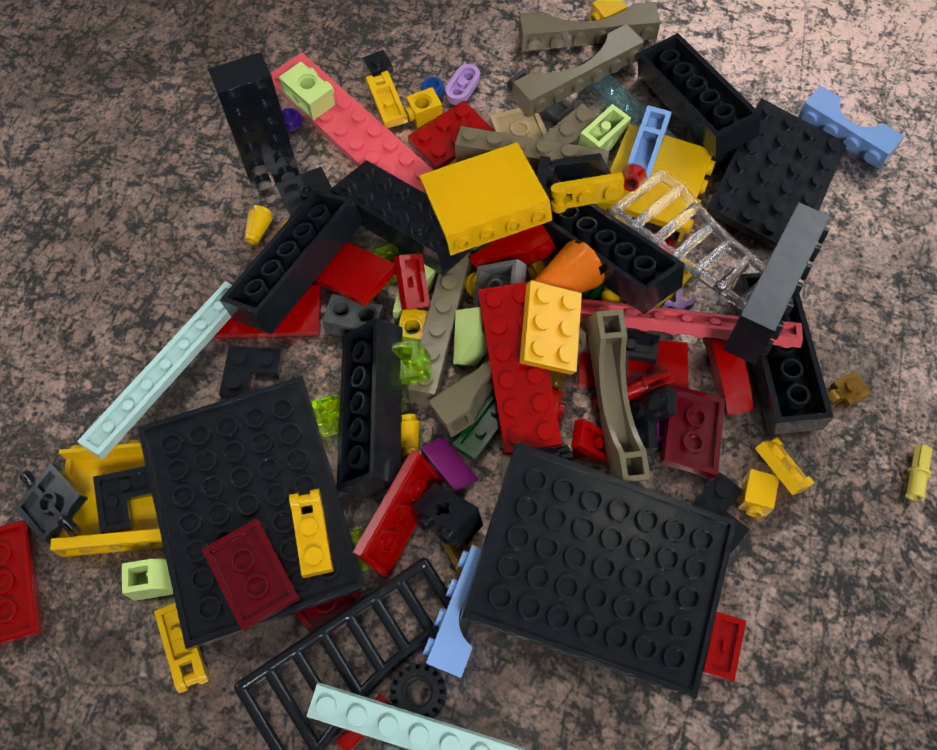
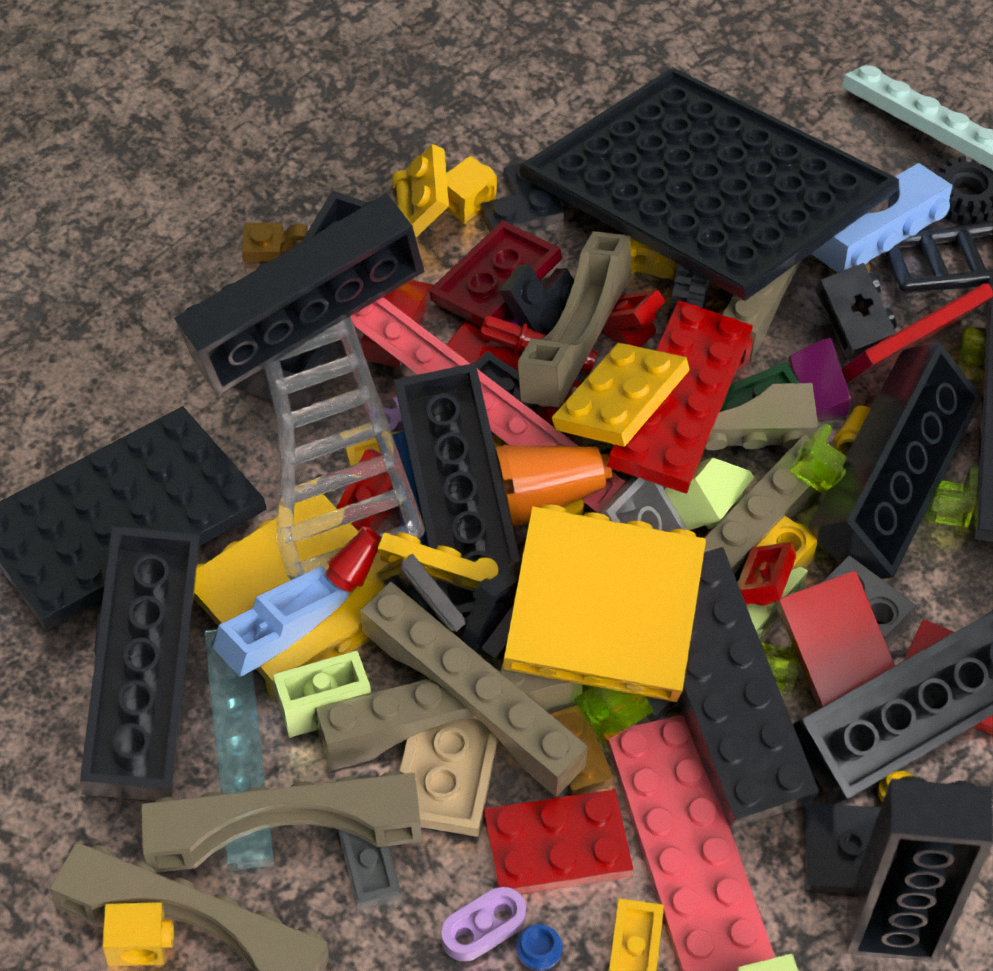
camera: 155 degrees left, 10 degrees down
(423, 107) = (567, 918): yellow brick -> none
(724, 647) = (610, 89): red plate -> none
(919, 473) = (267, 133): light yellow axle -> none

